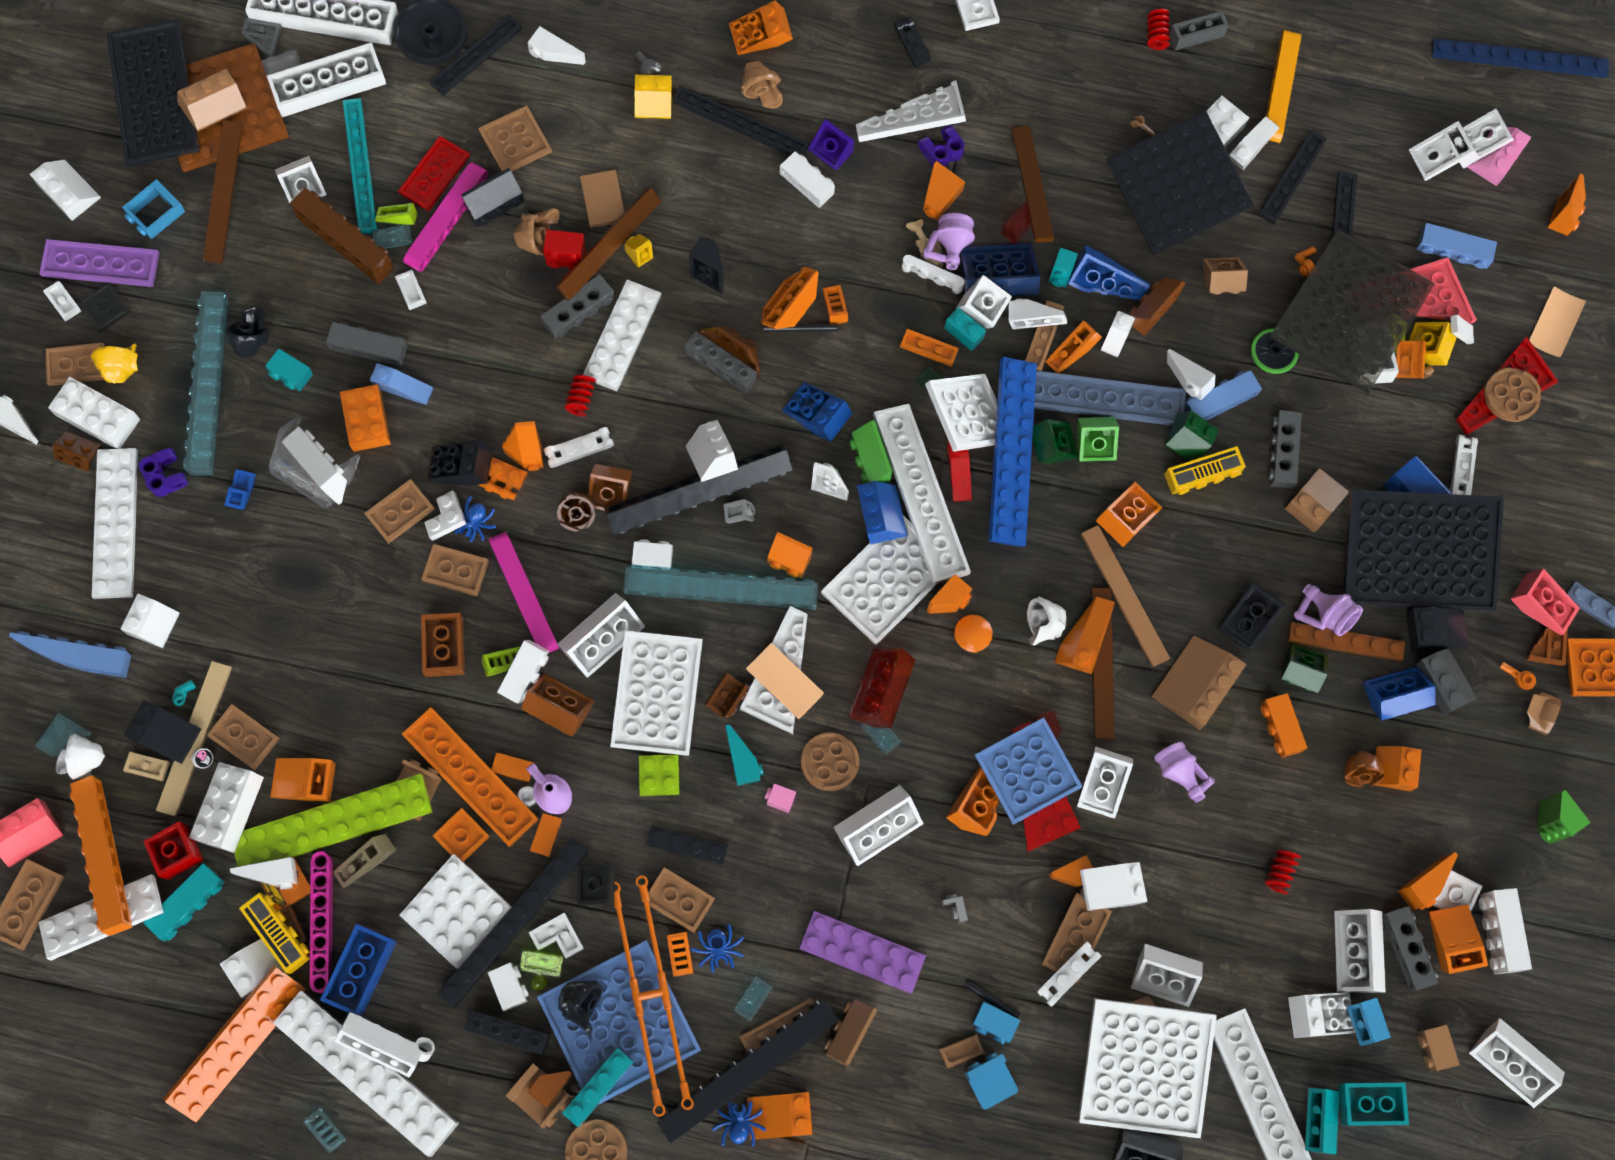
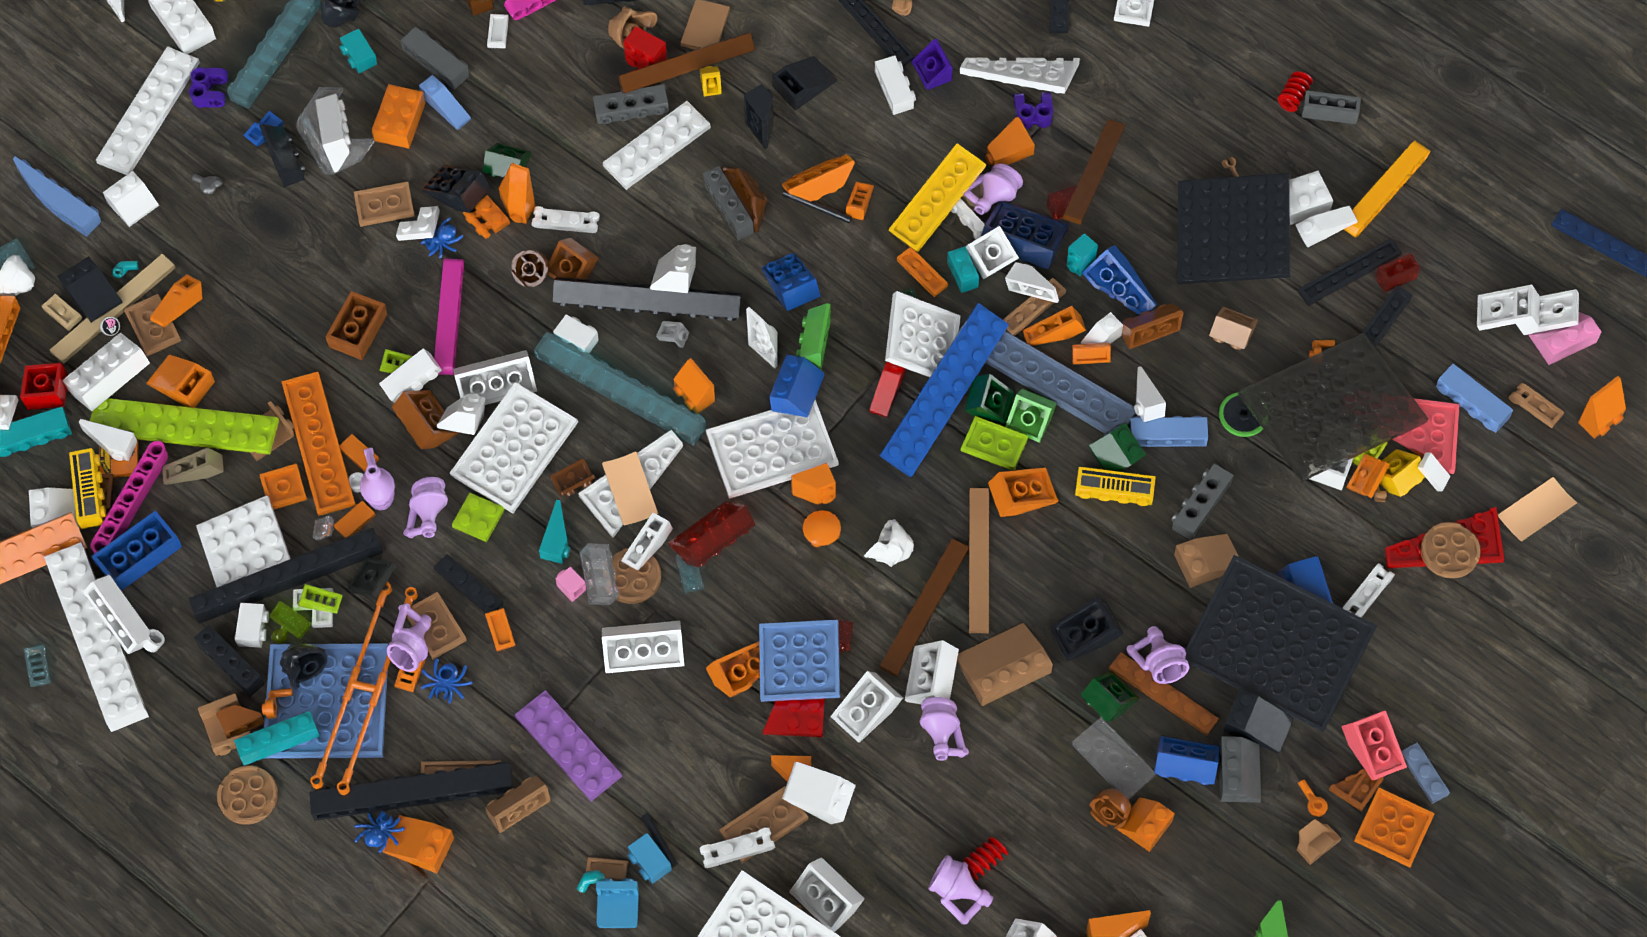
camera: 35 degrees right, 10 degrees down
(75, 450) = (149, 39): reddish brown bracket -> none
(217, 569) = (208, 184): none -> flat silver rock
(256, 703) = (178, 300): none -> orange slope
(275, 508) = (283, 154): none -> black slope
(455, 570) = (403, 272): medium nougat plate -> none
(492, 416) = (500, 156): none -> dark green slope
(522, 858) = (323, 528): none -> clear plate
(543, 927) = (314, 591): none -> lime slope
(574, 1061) = (269, 708): none -> orange plate
(578, 395) = (589, 175): red piece -> none
(592, 685) = (464, 414): none -> white slope
(608, 786) = (426, 501): none -> lavender piece
(671, 935) = (408, 644): none -> lavender piece
(723, 213) = (802, 81): none -> black slope
(740, 873) = (500, 629): none -> orange tile
(753, 999) = (450, 736): clear light blue plate -> none
(805, 778) = (599, 574): none -> clear brick
(829, 726) = (648, 541): none -> white slope
(909, 271) = (937, 197): none -> yellow plate
(921, 493) = (841, 387): white plate -> none
(953, 1069) = (588, 878): none -> teal arm
(958, 910) = (672, 749): light grey bracket -> none
(1080, 480) = (994, 443): none -> lime plate
(1084, 641) = (919, 579): orange wedge -> none
(1117, 356) = (1091, 353): none -> orange tile
(1144, 723) = (931, 671): none -> white slope
(1271, 907) = (954, 882): none -> lavender piece
(1283, 725) = (1059, 736): orange brick -> none
(1335, 160) = (1397, 272): none -> clear red brick
(1338, 723) = (1113, 758): none -> clear plate
(1508, 227) = (1536, 405): none -> medium nougat plate

